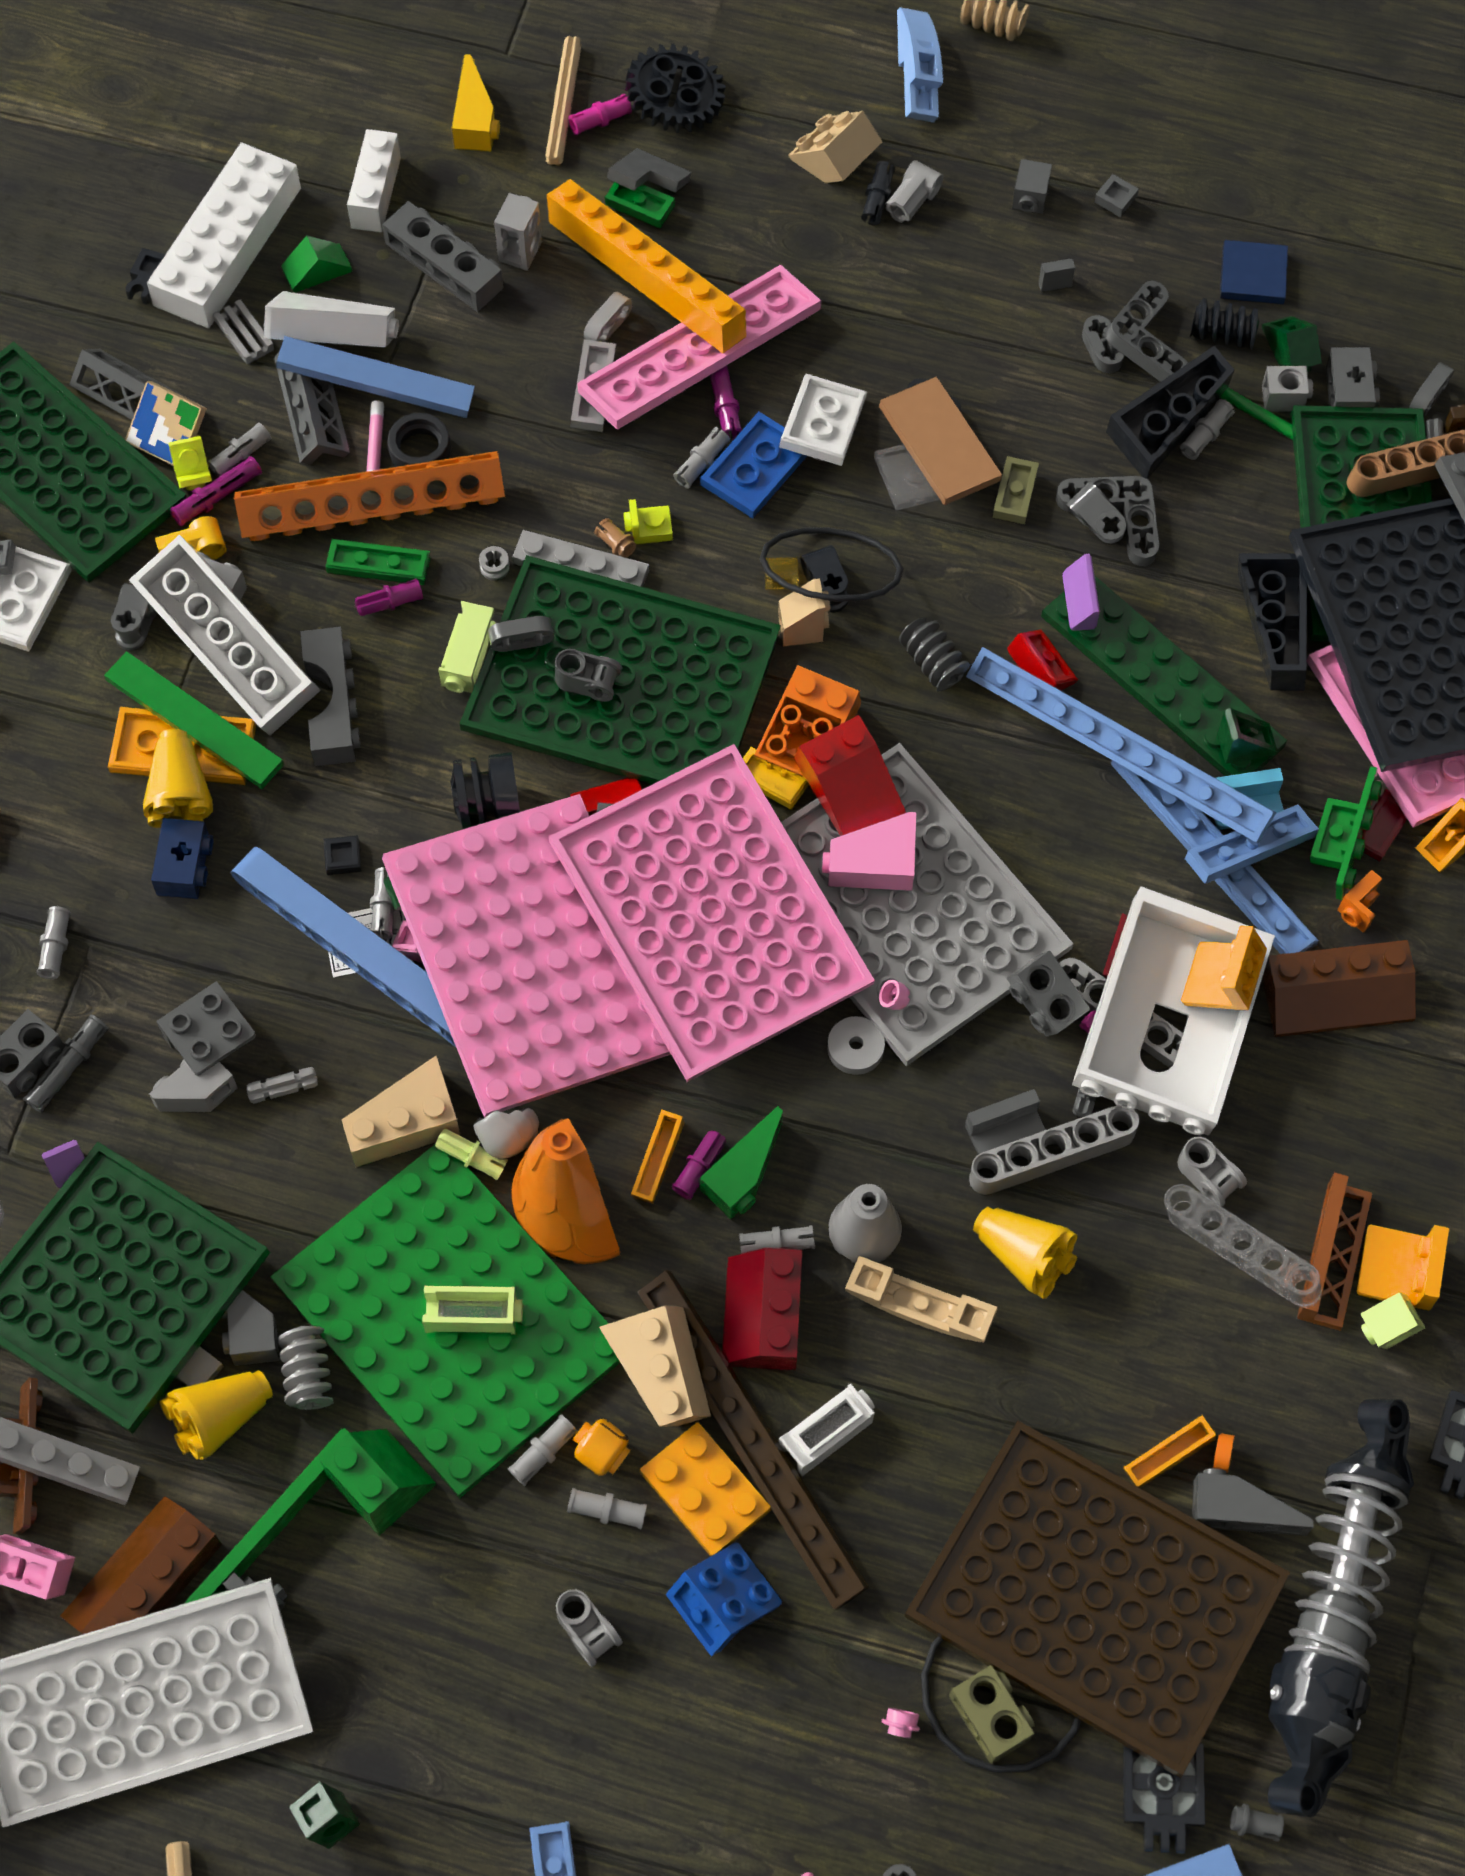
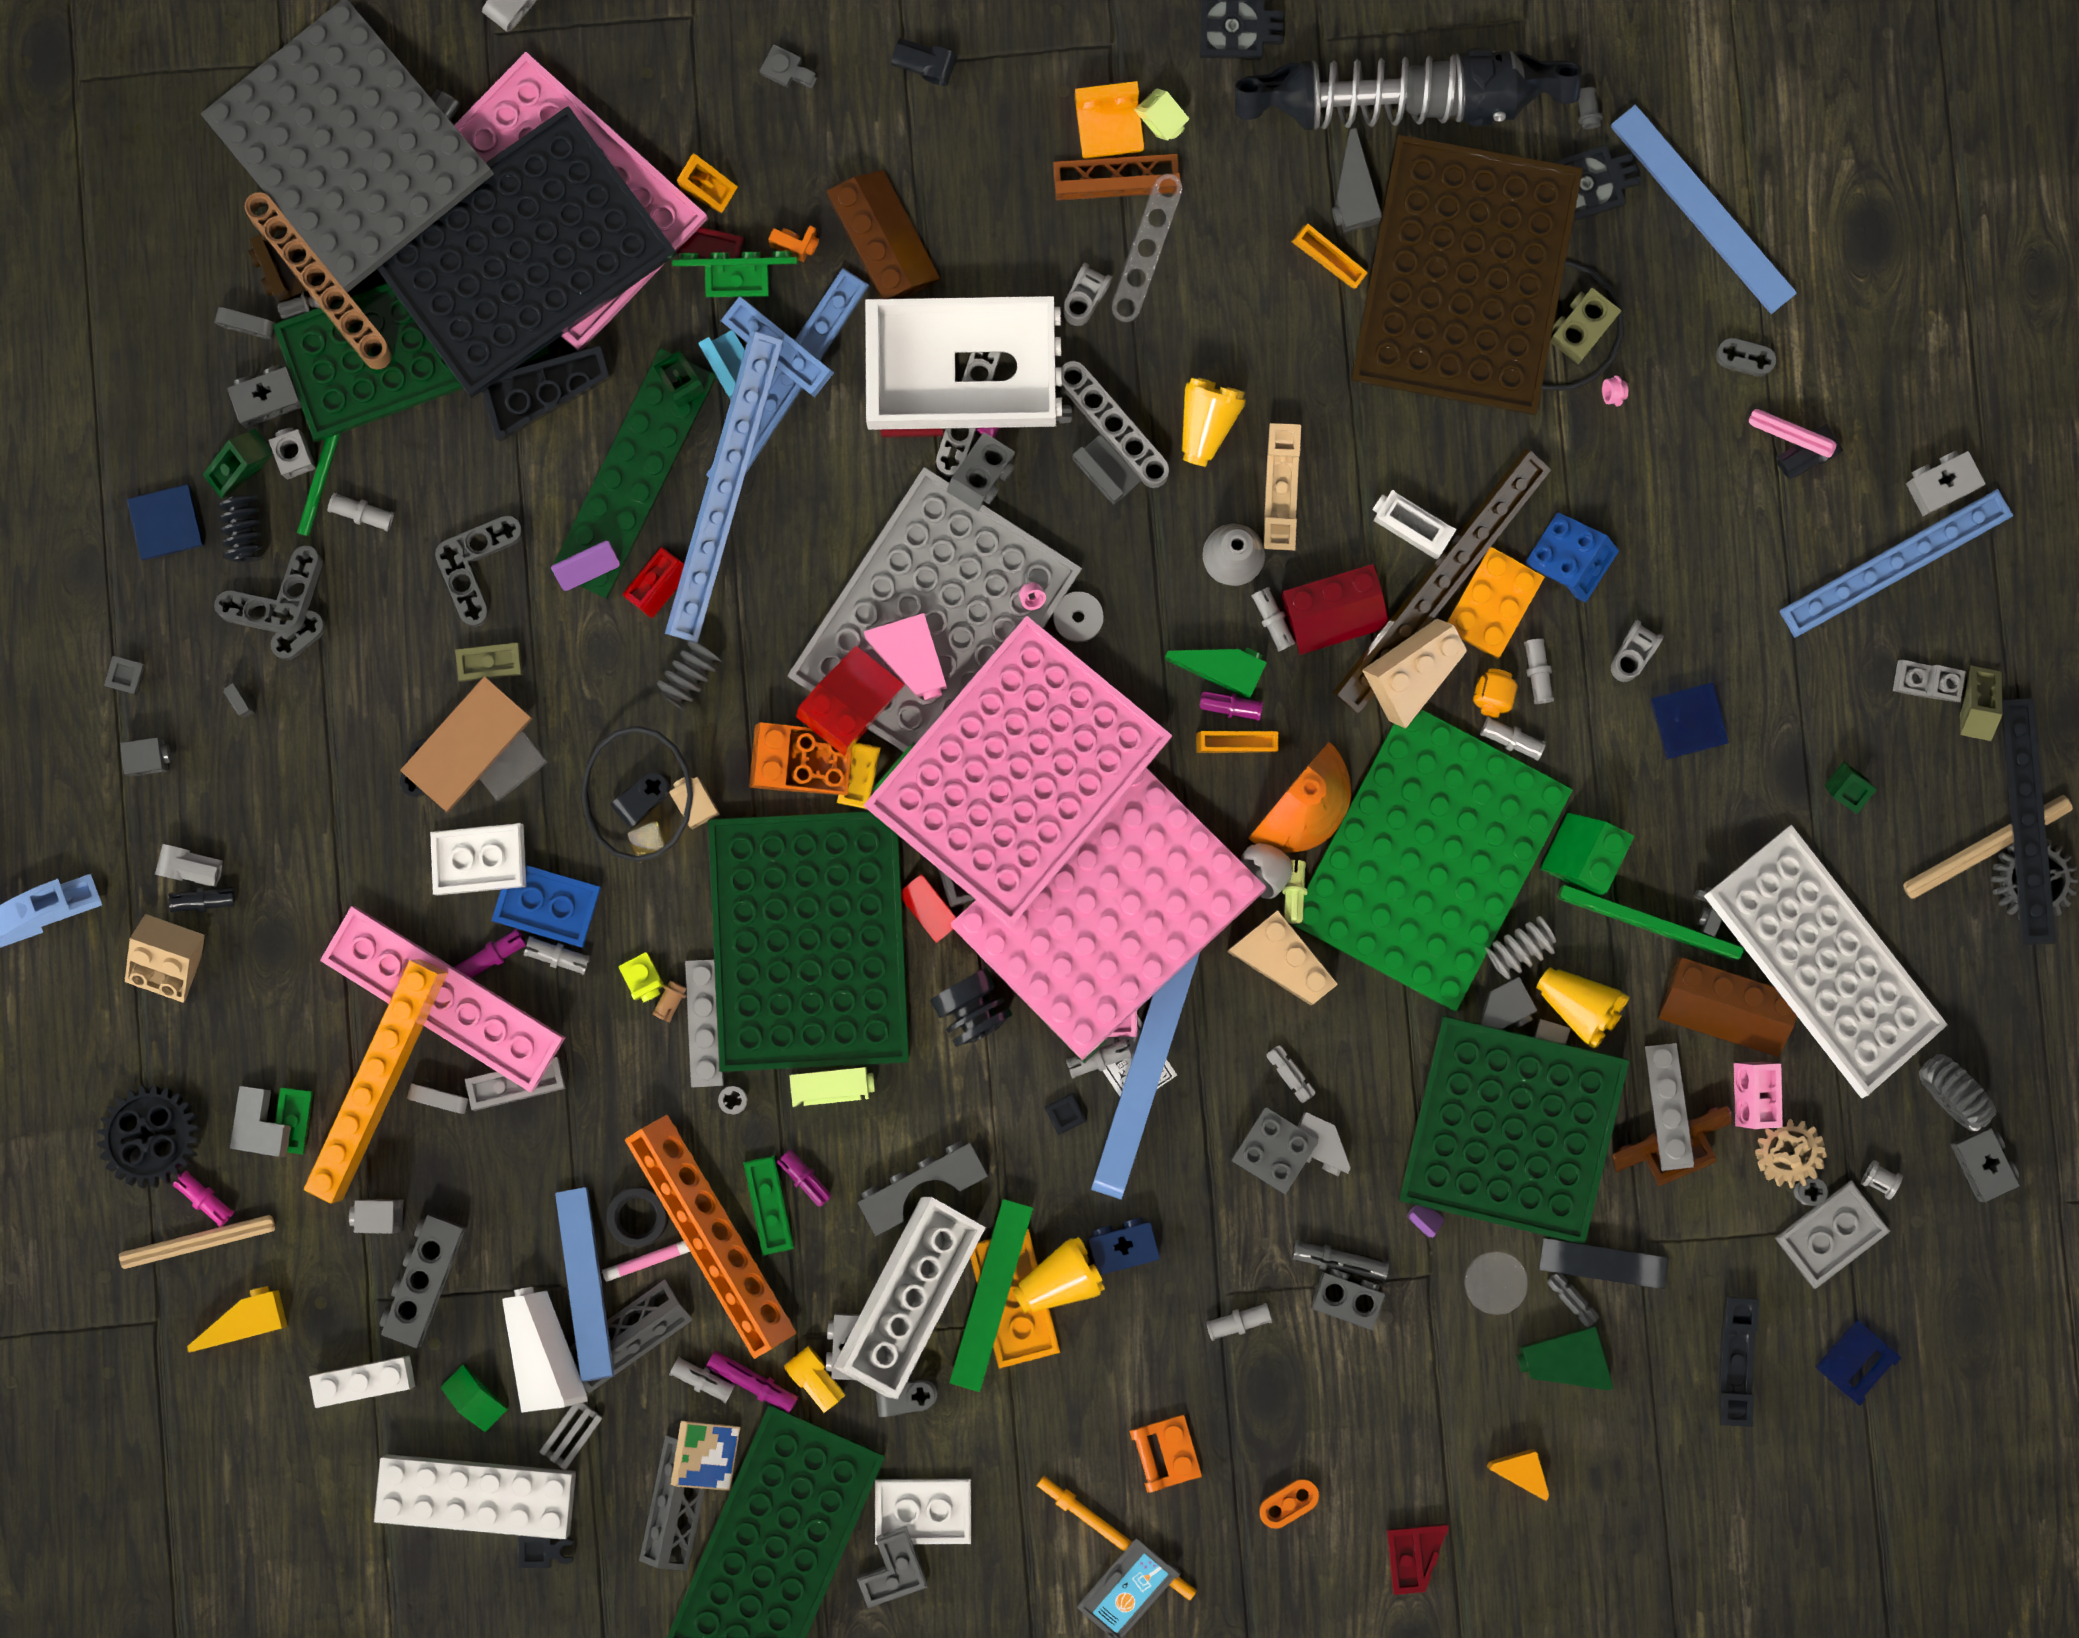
camera: 110 degrees left, 20 degrees up
(190, 463) = (736, 1415): neon yellow bracket -> none
(471, 1309) = (1430, 833): yellowish green window -> none
(481, 1659) = (1689, 721): none -> clear blue plate
(521, 633) = (807, 1040): dark grey beam -> none
(589, 674) = (826, 963): dark grey piece -> none
(1093, 509) = (491, 581): dark grey piece -> none
(1165, 414) = (367, 551): black wedge -> none
(1223, 1452) = (1316, 214): orange tile -> none
(1225, 972) = (916, 330): light orange bracket -> none

